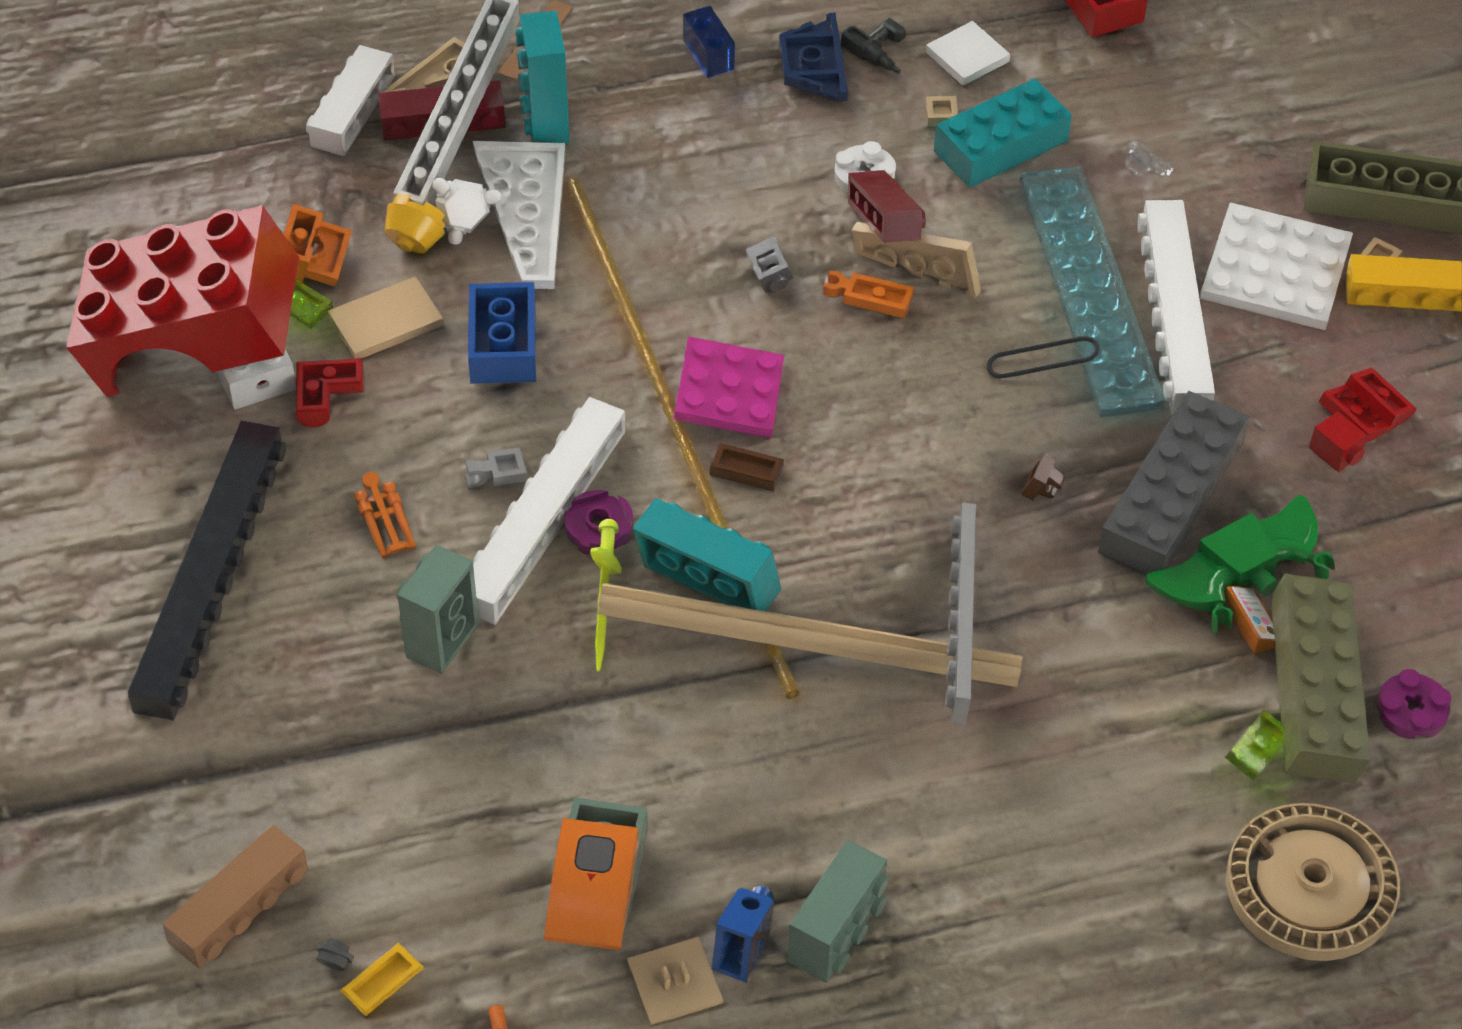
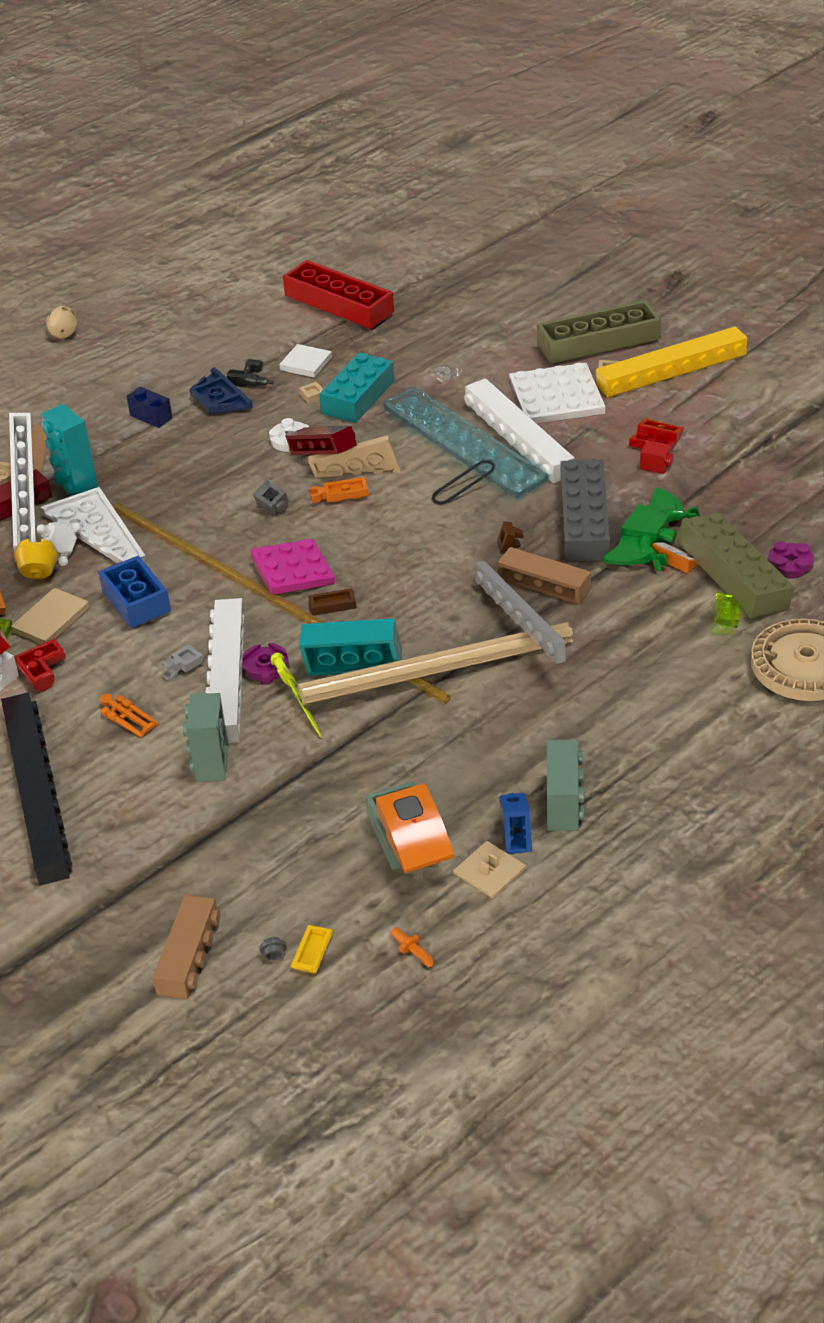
camera: 25 degrees left, 10 degrees down
(1048, 564) = (544, 575): none -> medium nougat brick

